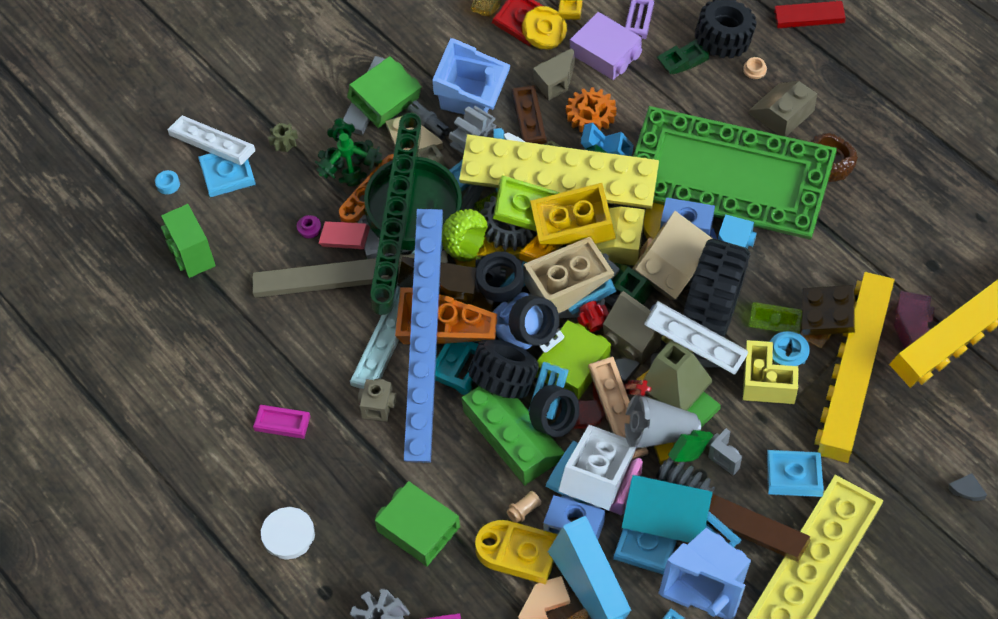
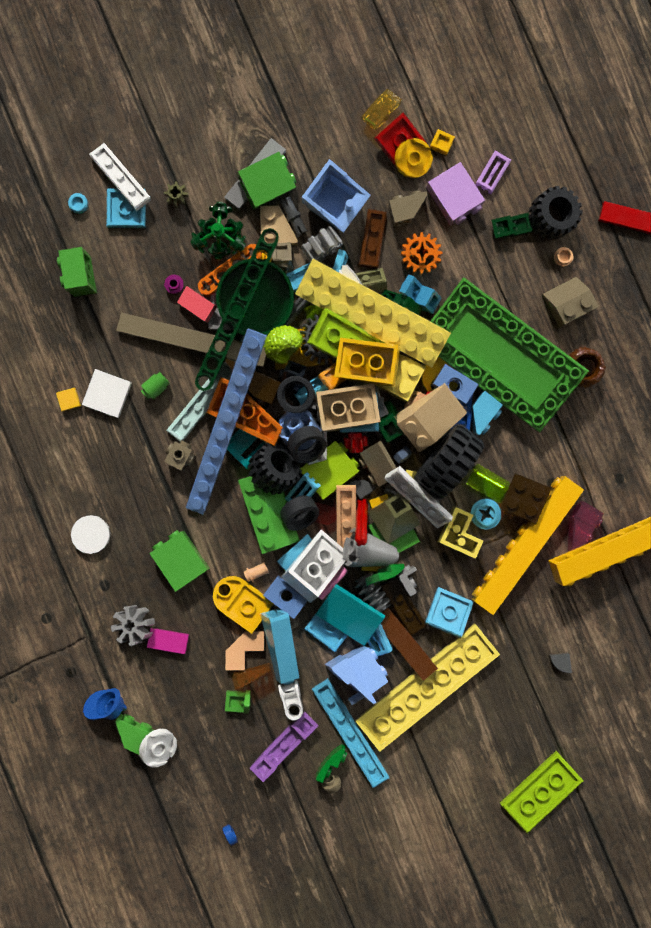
camera: 15 degrees right, 30 degrees up
(213, 386) = (68, 399): none -> yellow tile
(260, 365) = (107, 393): none -> white tile
(281, 421) = (109, 444): dark pink tile -> none
(319, 335) = (154, 386): none -> bright green brick
(733, 487) = (403, 605): none -> dark brown tile

